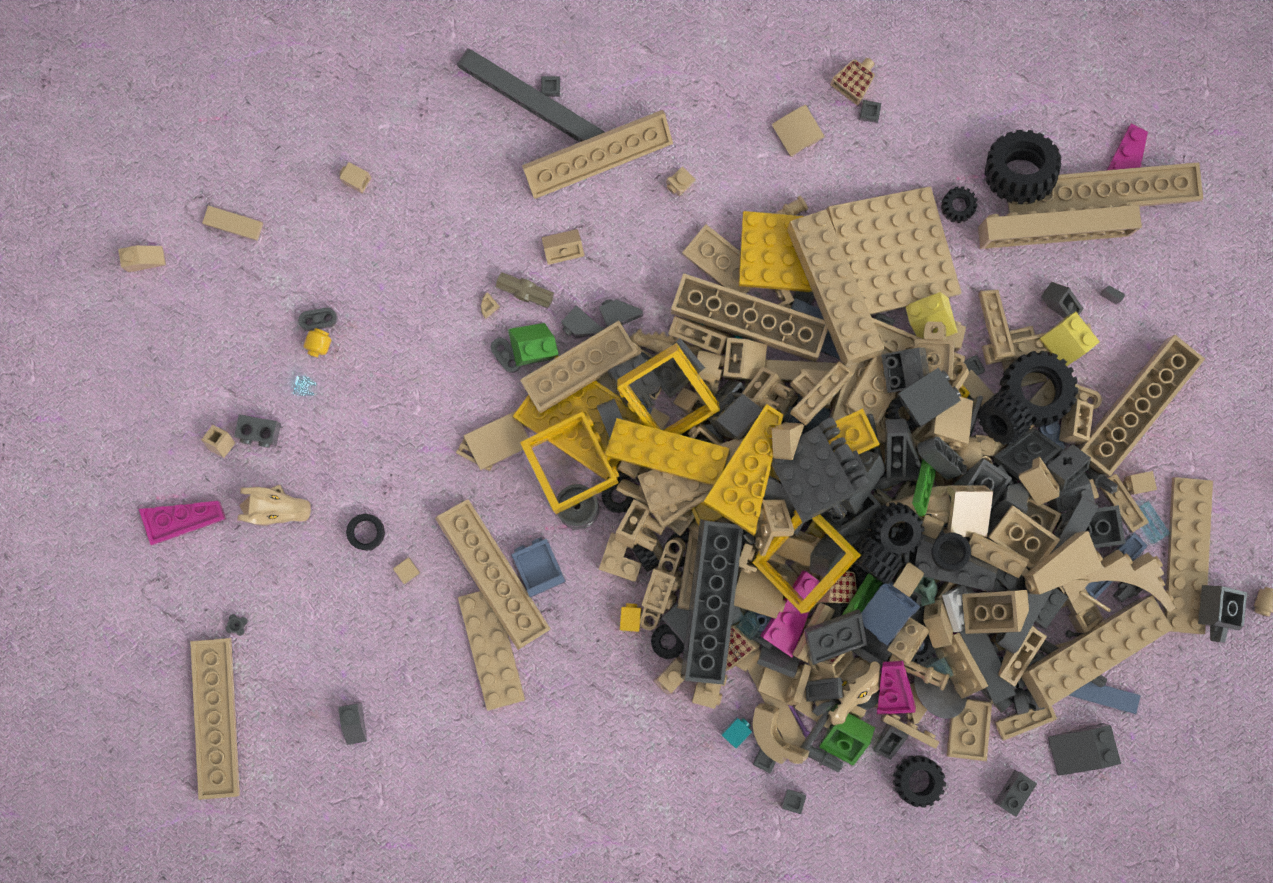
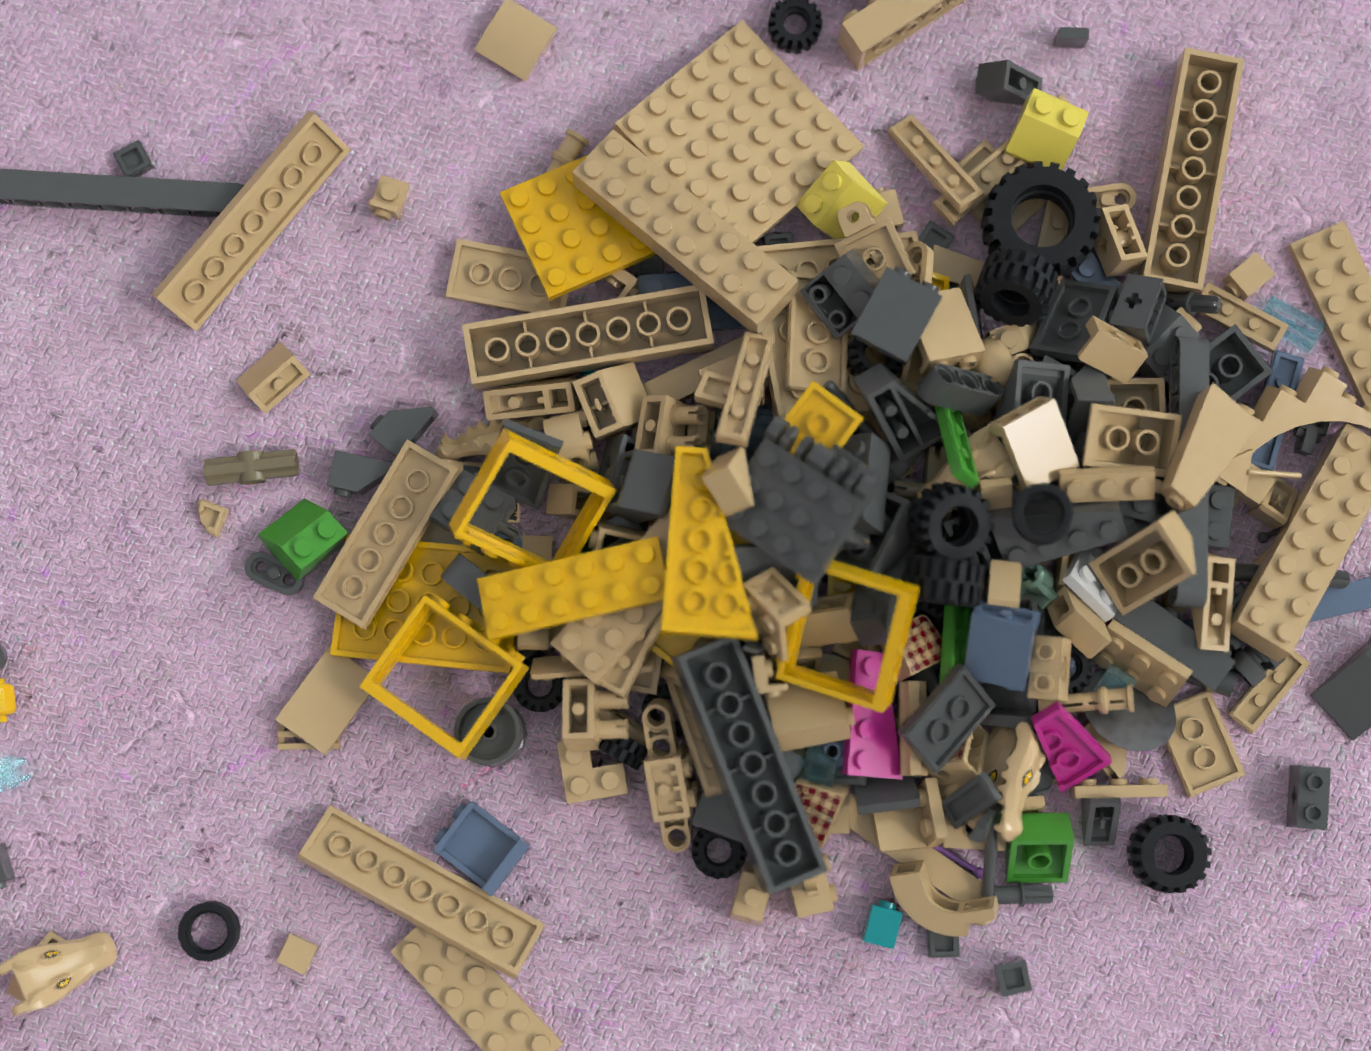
camera: 30 degrees left, 0 degrees up
(630, 618) = (648, 847): yellow brick -> none

